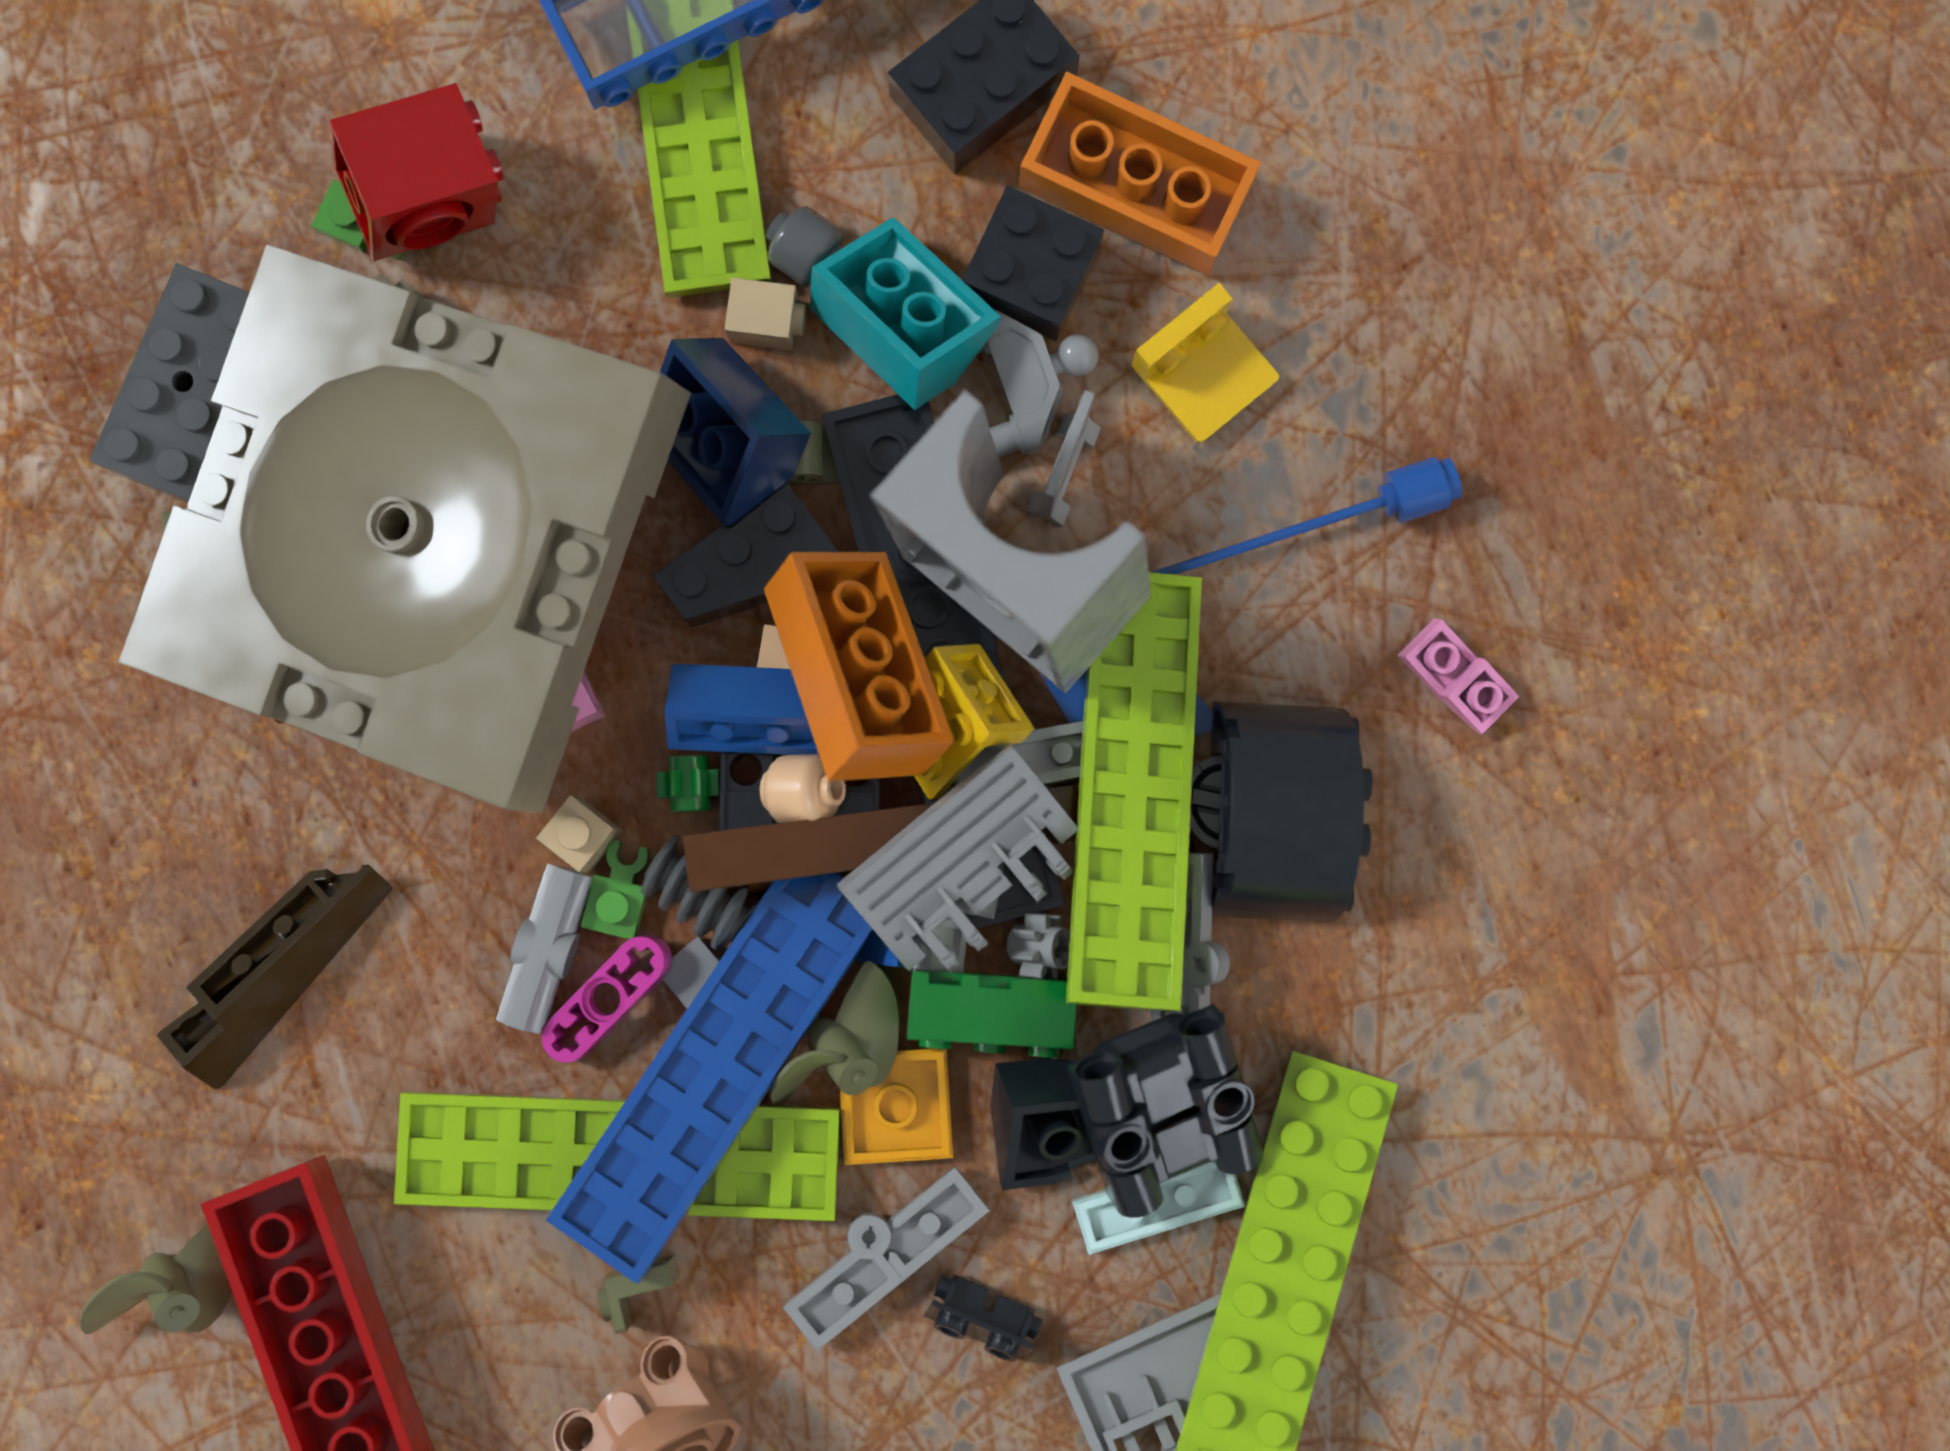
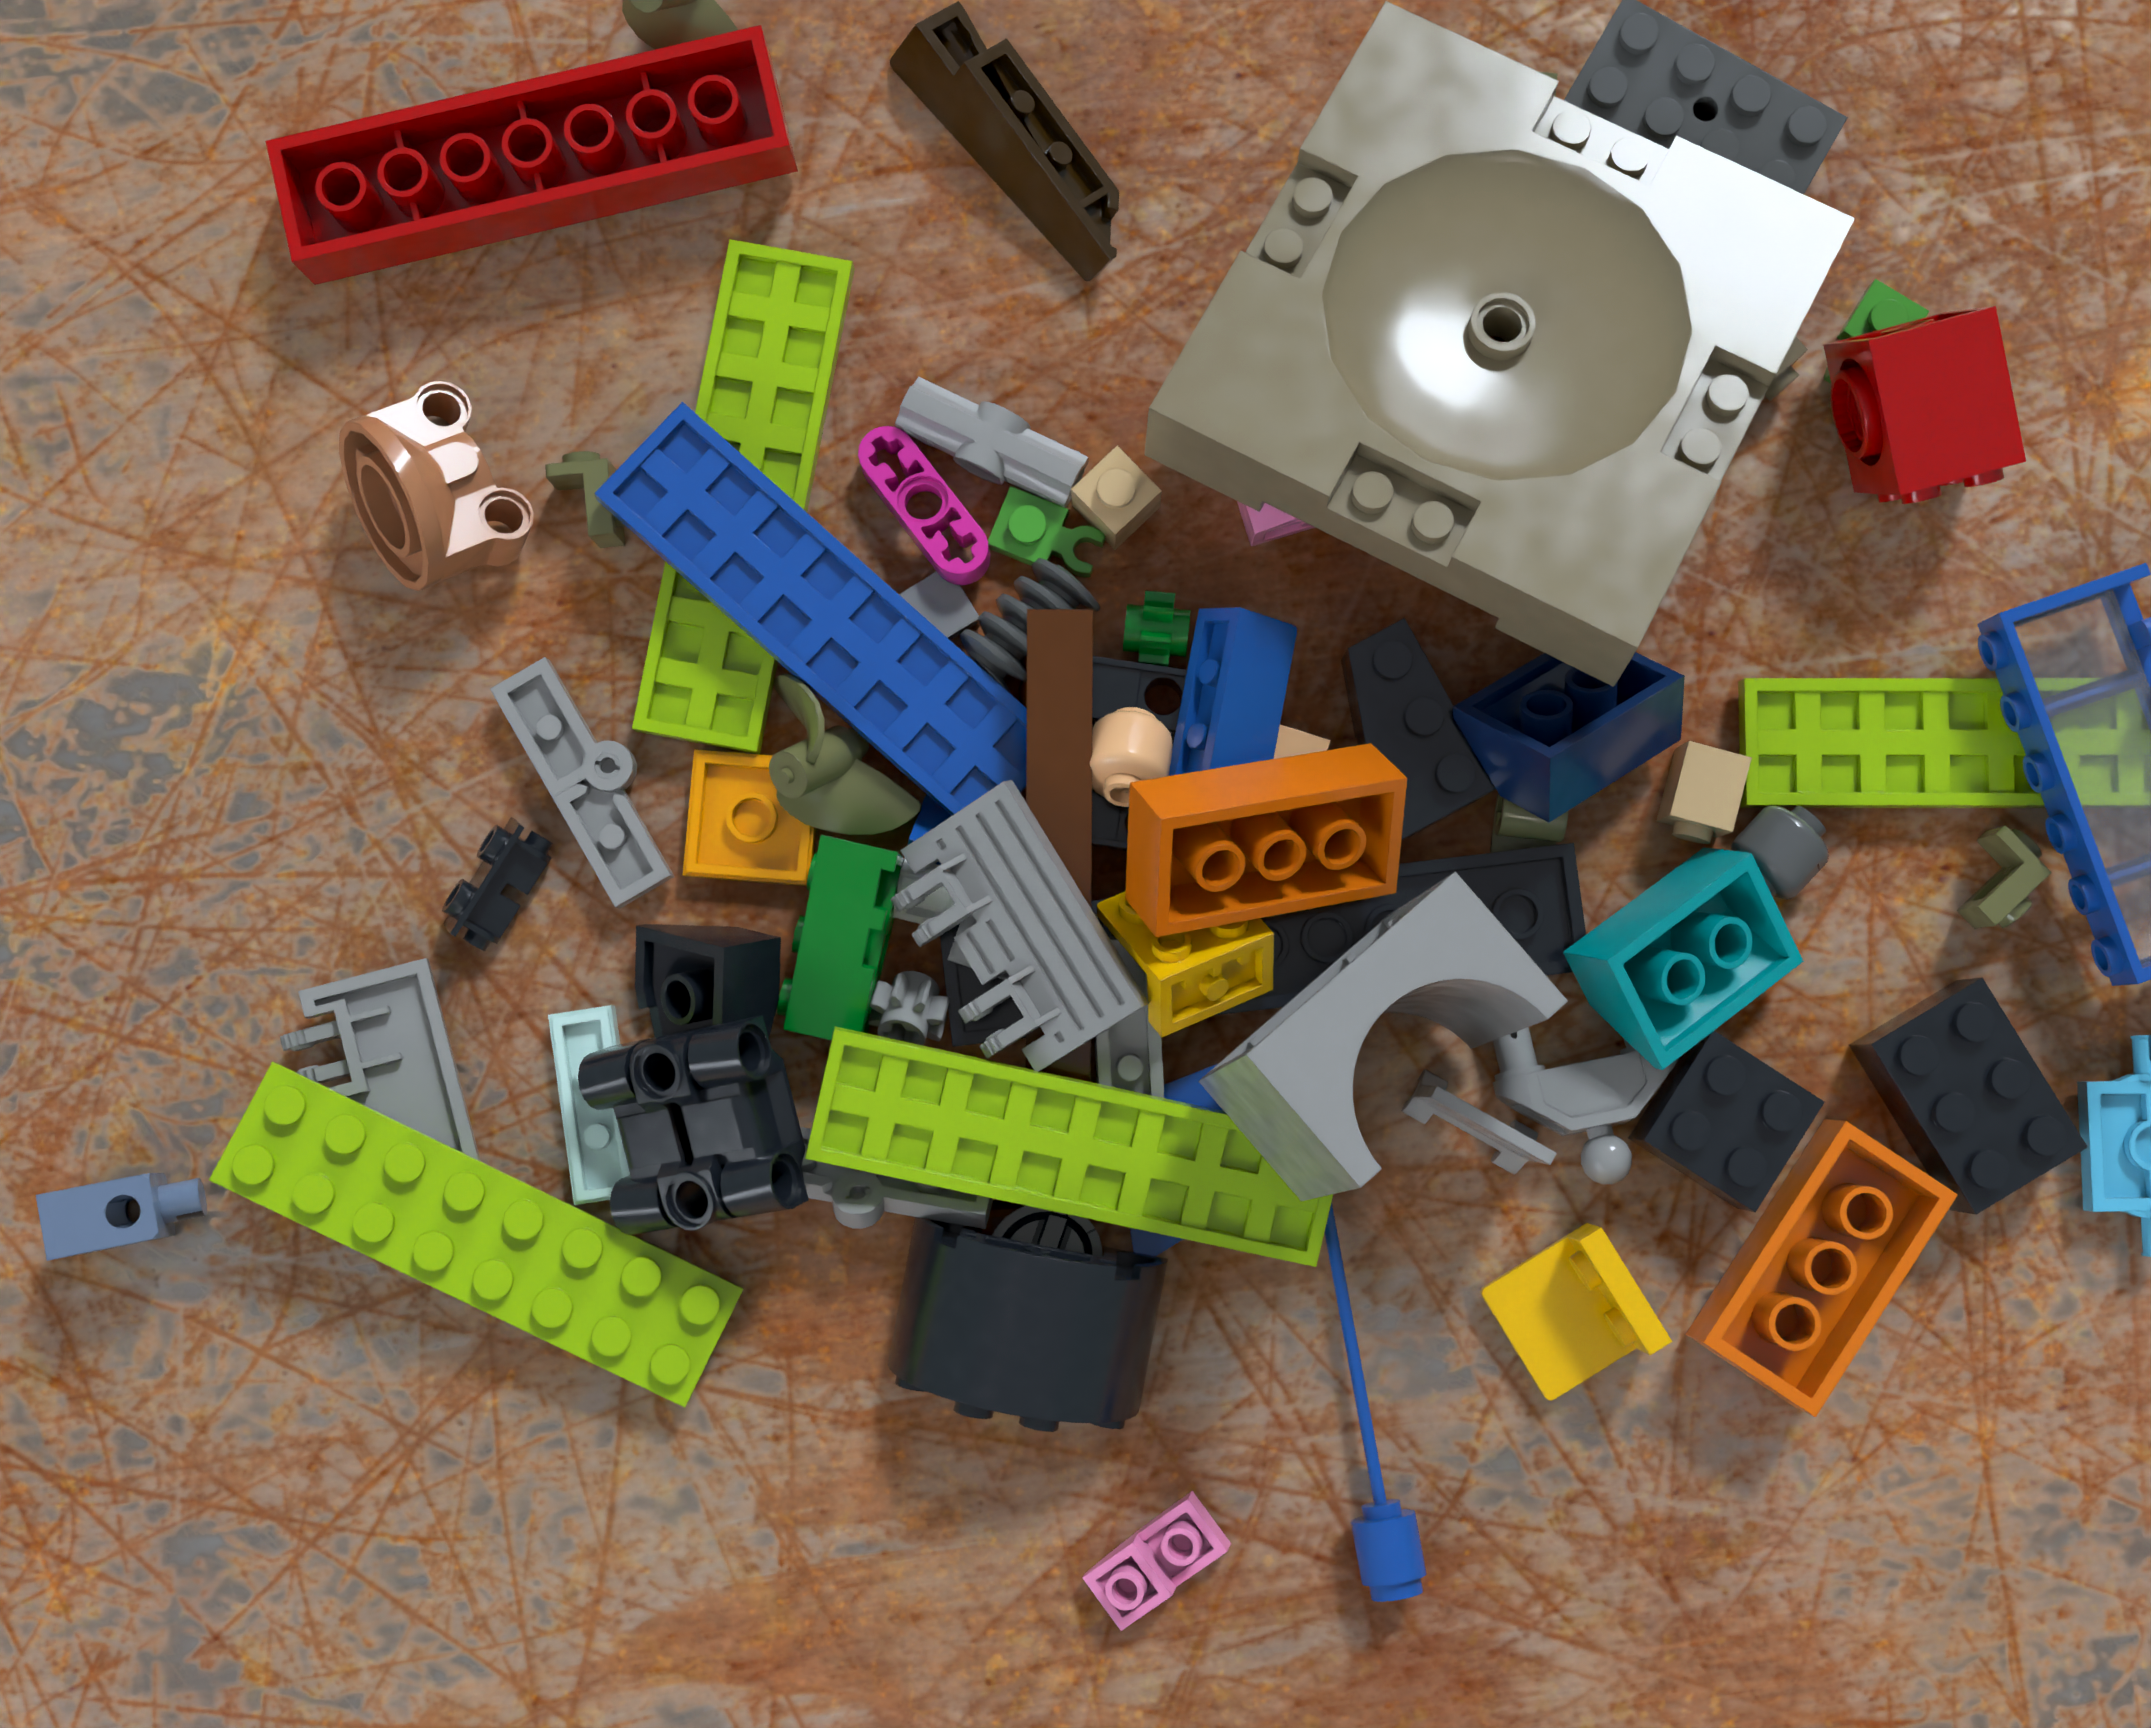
camera: 110 degrees right, 0 degrees up
(811, 61) = (2005, 894): none -> olive bracket

